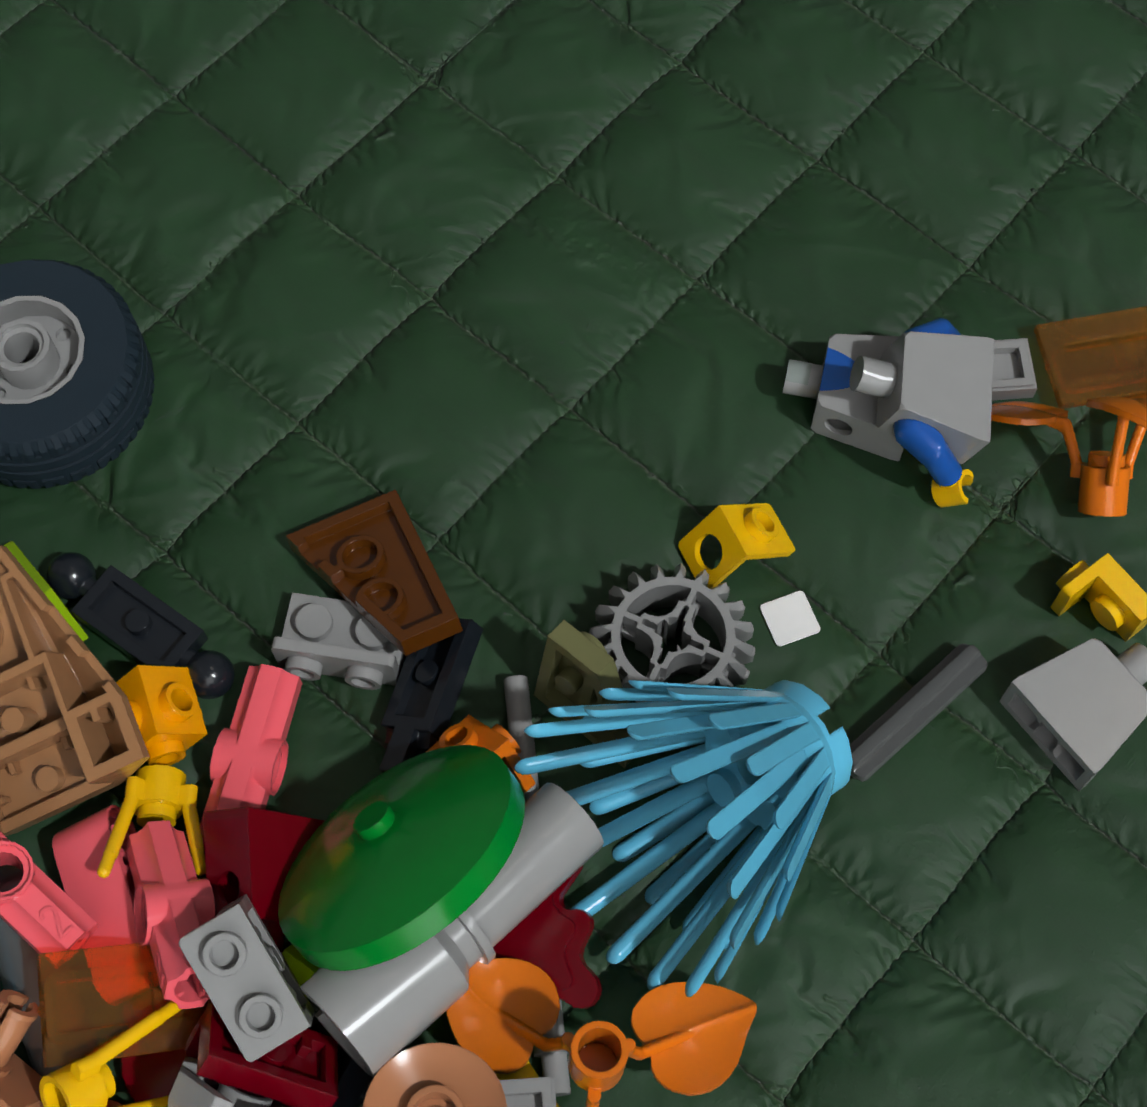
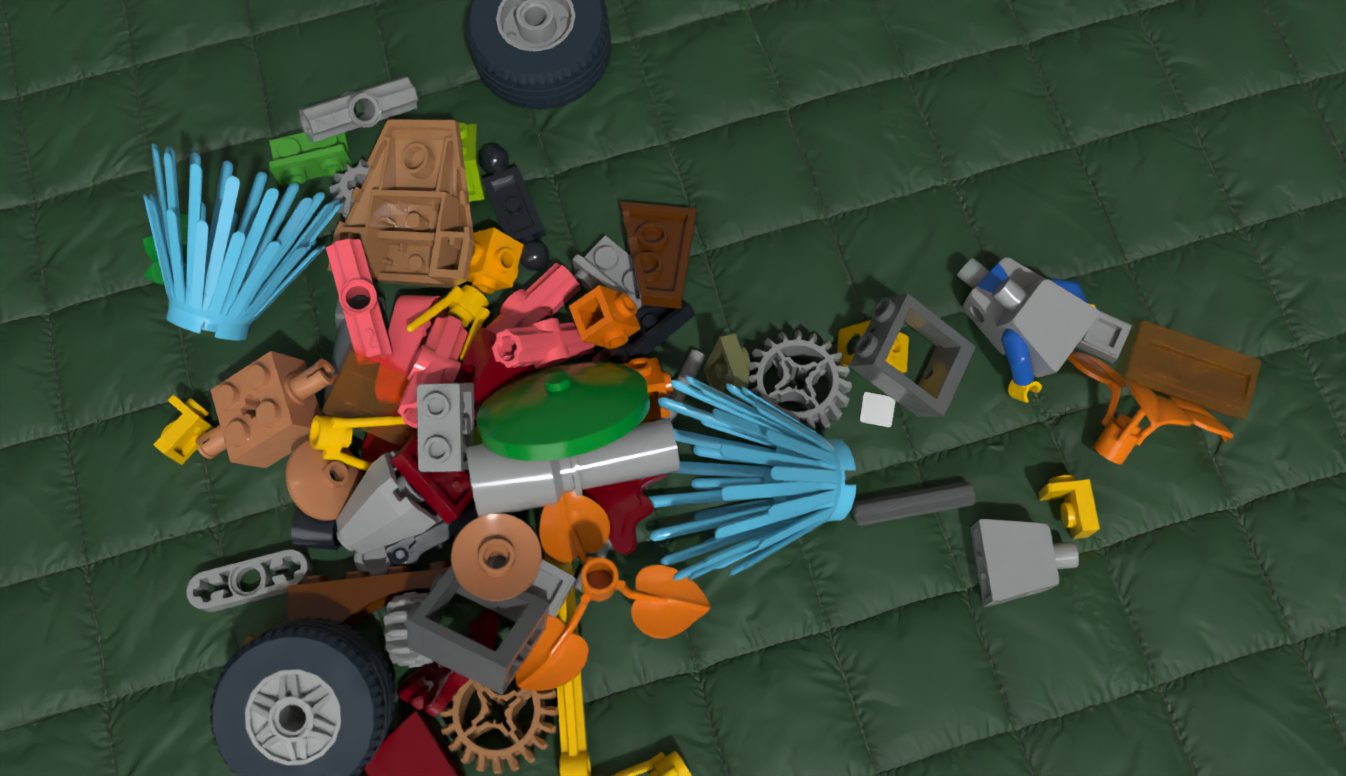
camera: 35 degrees right, 5 degrees up
(309, 784) = (540, 344): none -> coral piece
(371, 699) = (605, 317): none -> orange brick
(843, 516) = (944, 368): none -> dark grey window

